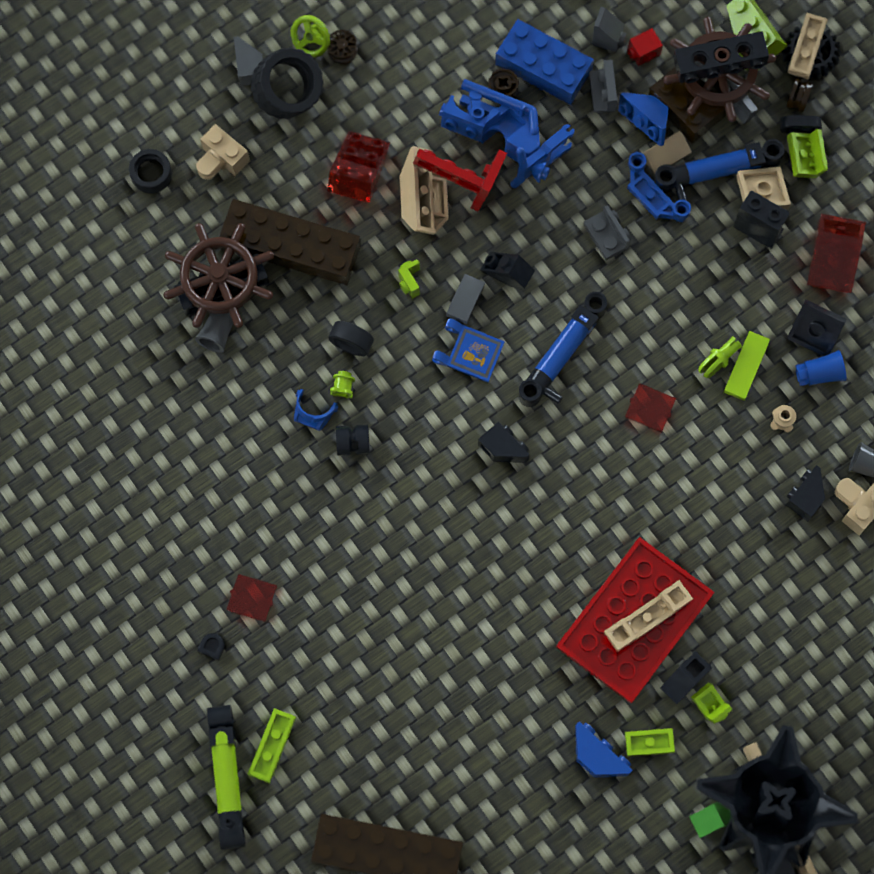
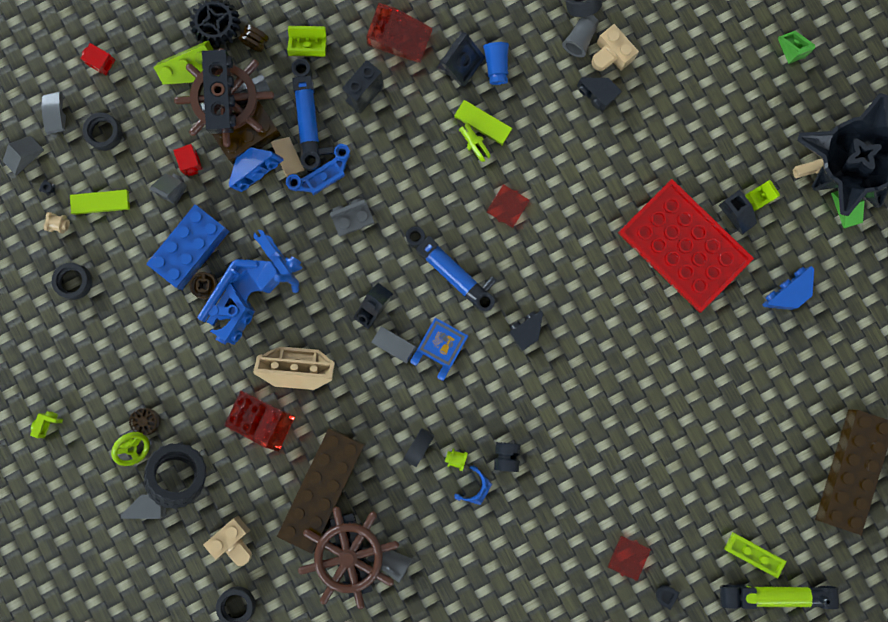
camera: 85 degrees left, 10 degrees up
(407, 282) = (373, 392): lime bracket -> none
(463, 177) = (300, 316): red piece -> none
(603, 88) = (220, 200): dark grey bracket -> none
(648, 616) = (688, 234): tan slope -> none
(649, 742) = (785, 249): lime plate -> none
(765, 182) = (330, 81): tan plate -> none
(781, 423) = (532, 105): tan brick -> none
(800, 124) = (279, 42): black beam -> none
(807, 46) = (211, 22): tan tile -> none

